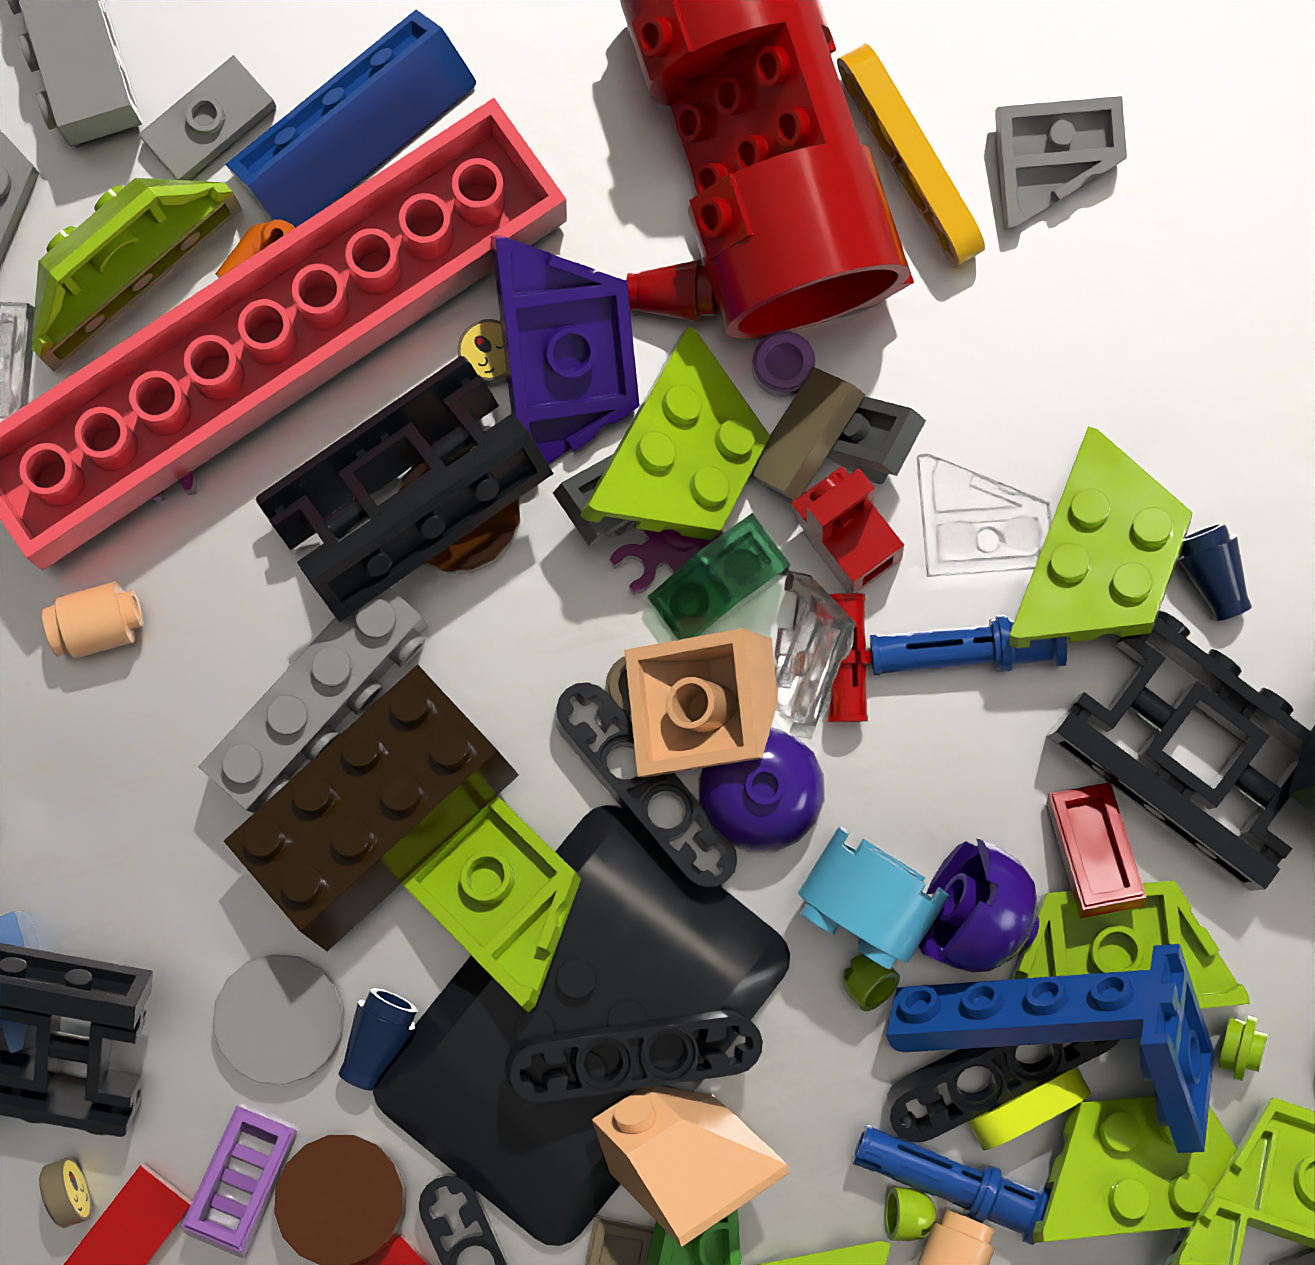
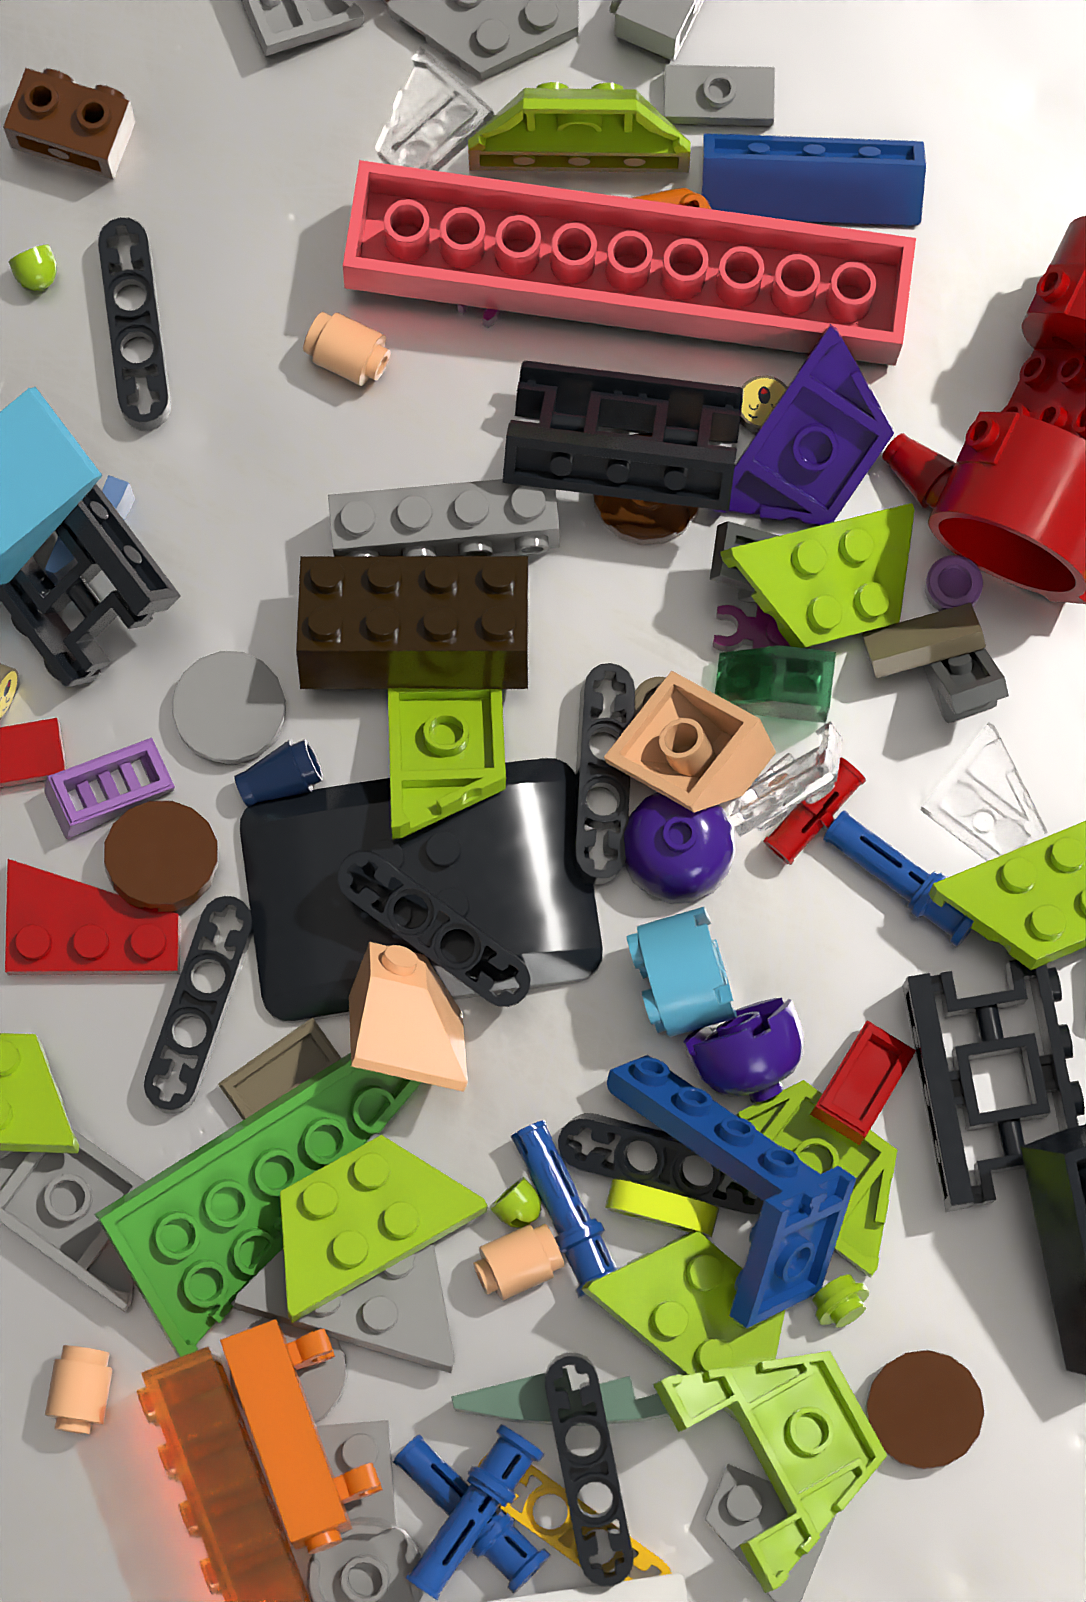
camera: 50 degrees right, 5 degrees down
(848, 528) = (893, 726): red brick -> none
(869, 982) = (632, 1033): lime hinge -> none

